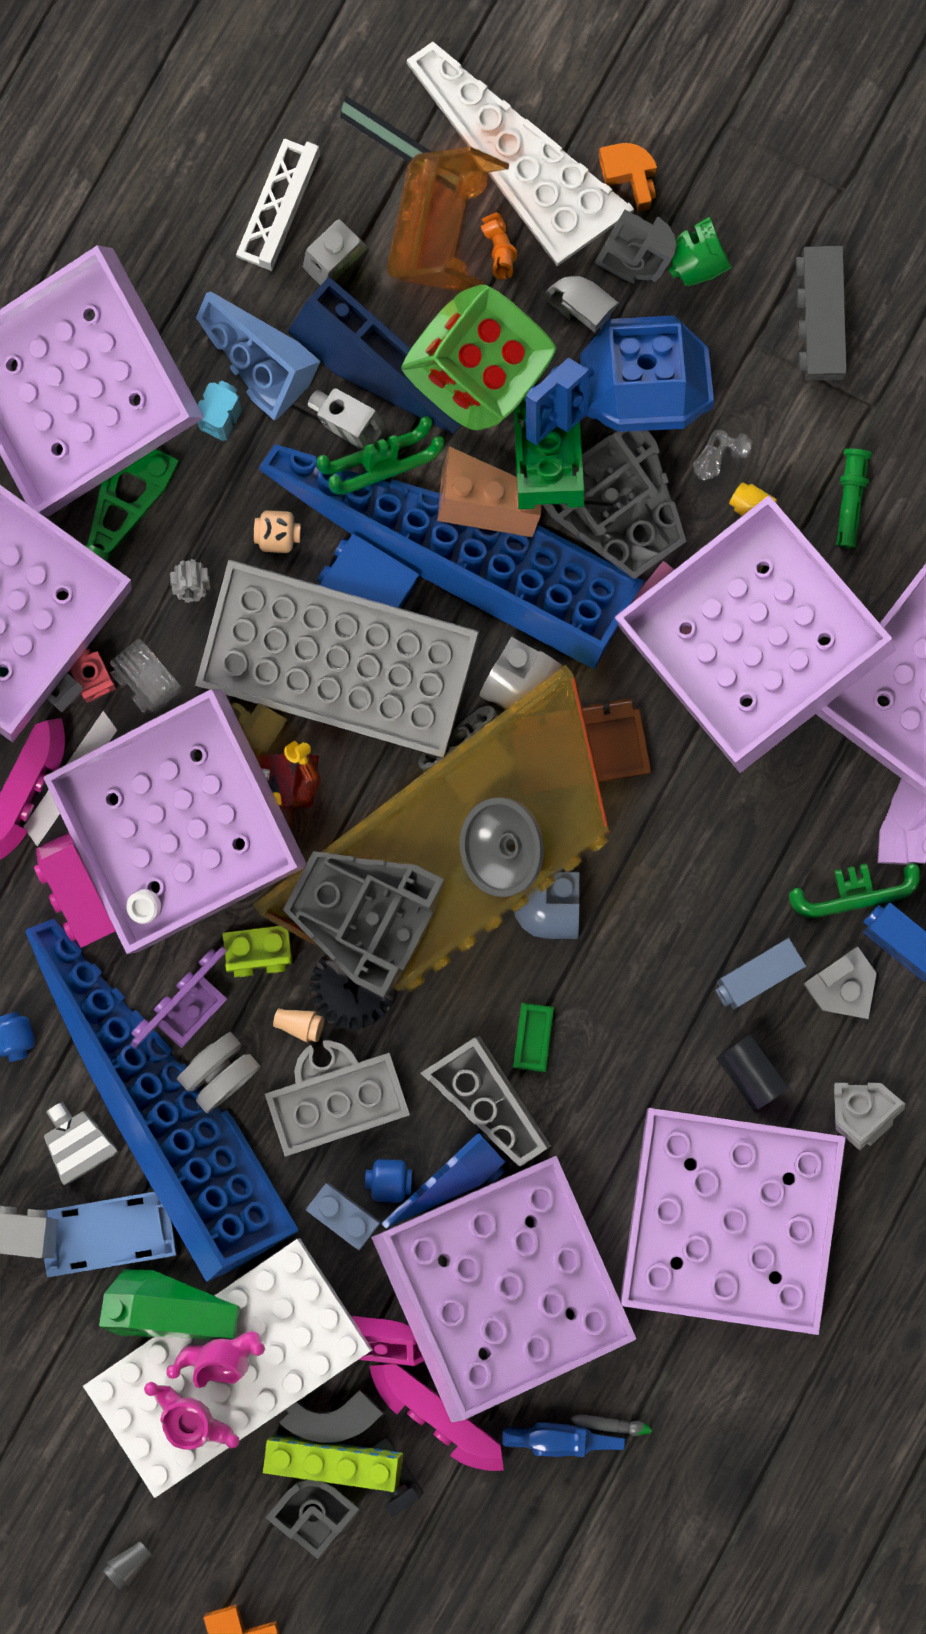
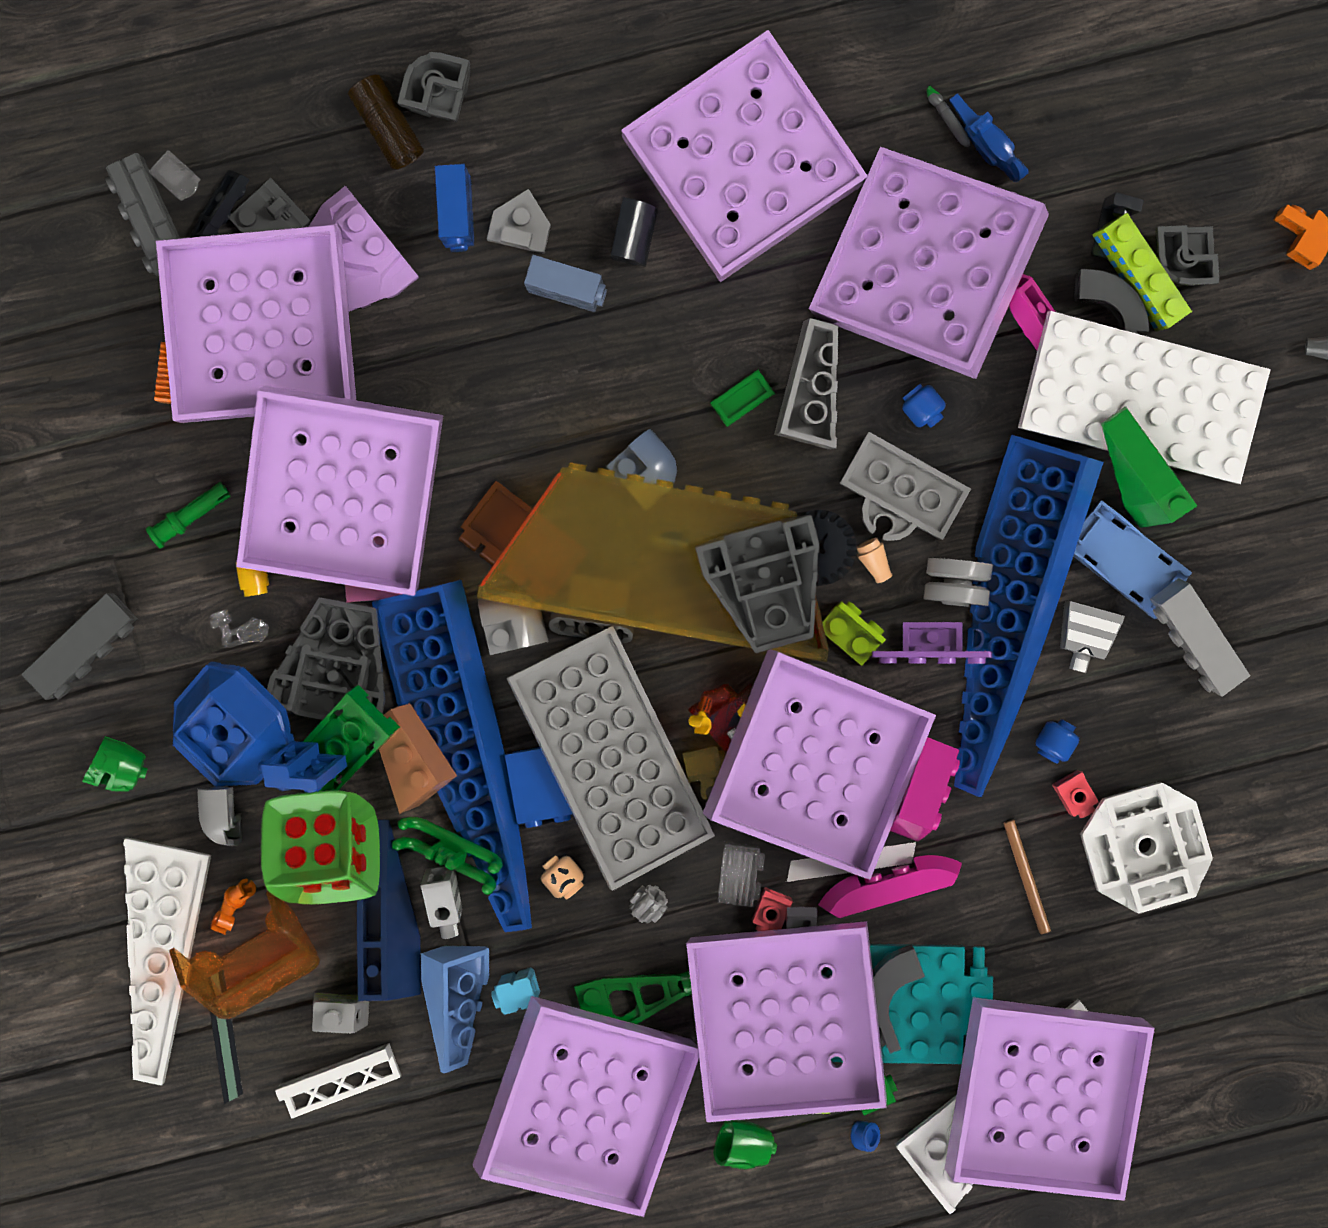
camera: 135 degrees left, 5 degrees up
(143, 906) = (893, 733): white tile -> none
(188, 1421) = (1205, 389): dark pink piece -> none
(218, 1360) = (1148, 405): dark pink piece -> none
(343, 1216) = (976, 411): sand blue brick -> none
(402, 1388) = (1049, 269): dark pink brick -> none
(463, 1172) = (875, 362): blue wedge -> none
(489, 848) = (648, 535): dark grey dish -> none
(631, 164) = (96, 869): orange brick -> none
(637, 248) = (148, 810): dark grey brick -> none
(855, 893) = (451, 270): green piece -> none
(864, 1111) = (592, 135): light grey plate -> none

